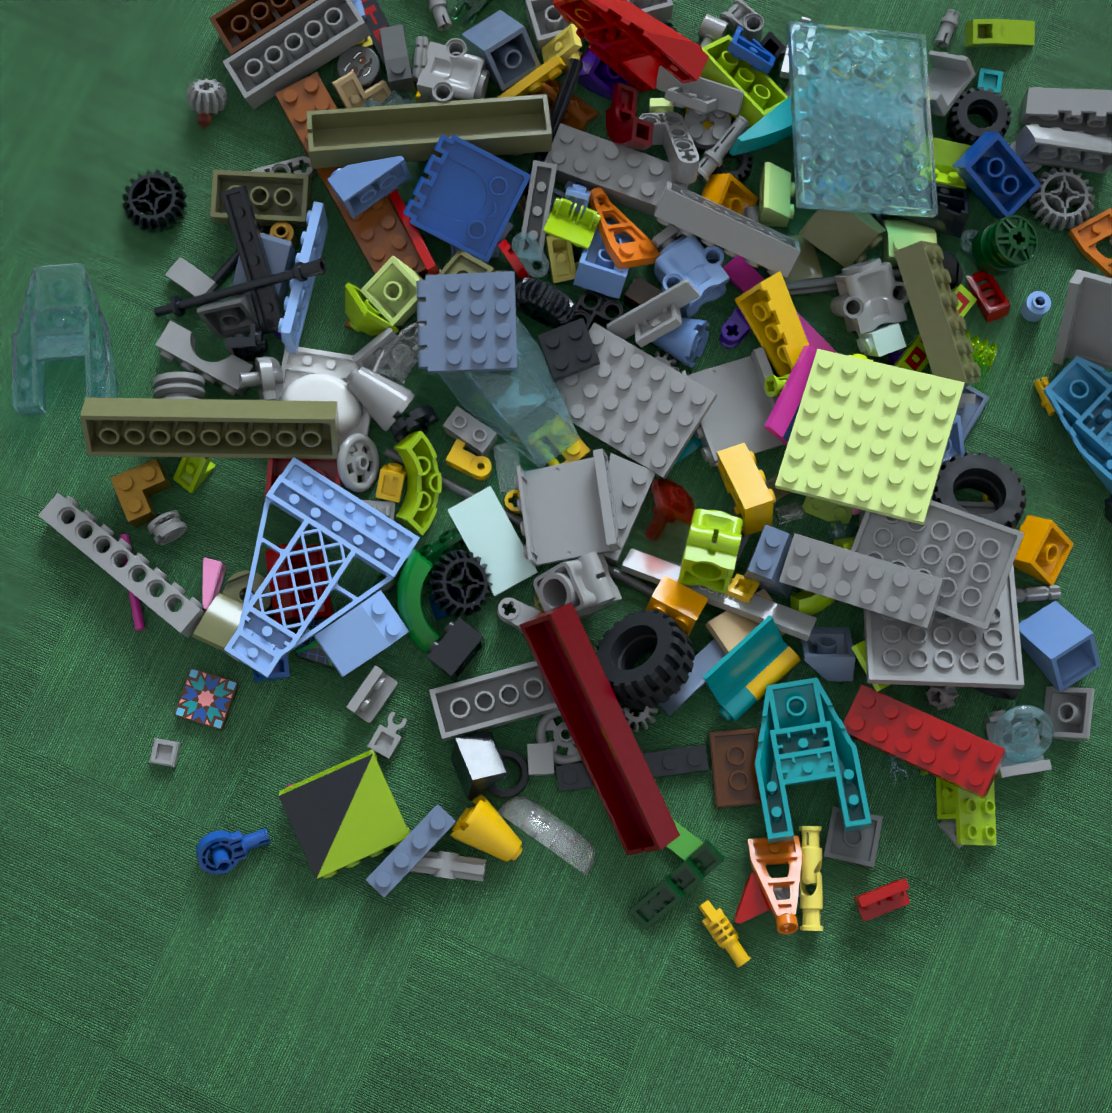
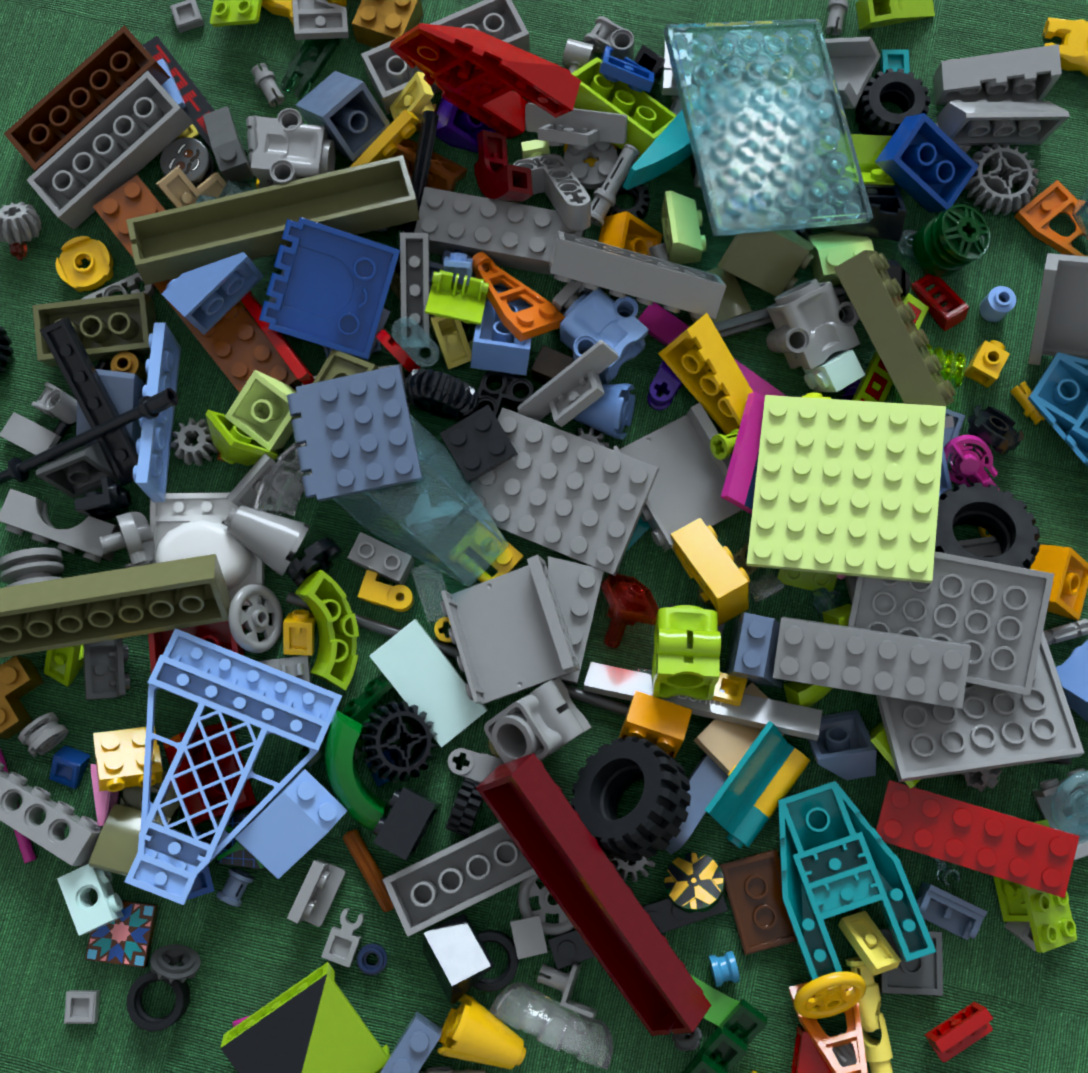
camera: 10 degrees left, 0 degrees up
(178, 653) = (76, 890): none -> light aqua brick
(182, 559) = (69, 766): none -> blue slope
(211, 748) = (142, 1018): none -> black tyre
(219, 256) = (57, 404): none -> light grey piece
(226, 484) = (105, 670): none -> dark grey bracket
(232, 558) = (121, 759): none -> plate
(247, 134) = (71, 258): none -> yellow plate
(248, 729) = (172, 955): none -> dark grey gear
(305, 678) = (234, 887): none -> sand blue bush
(322, 314) = (184, 444): none -> light grey gear
(405, 749) = (365, 966): none -> dark blue plate
(418, 685) = (368, 868): none -> dark orange axle
(506, 646) = (465, 809): none -> black tyre
(564, 803) = (565, 982): none -> light grey bracket
(656, 862) = (690, 1044): none -> dark grey plate
(684, 740) = (694, 882): none -> tile
(696, 814) = (724, 969): none -> dark azure wheel
(778, 843) = (829, 995): none -> yellow plate
(820, 813) = (869, 943): none -> light yellow plate
(892, 802) = (949, 911): none -> sand blue hinge
(981, 435) = (968, 462): none -> dark pink pin
(1011, 412) = (995, 429): none -> black plate
(1012, 360) = (981, 368): none -> yellow brick

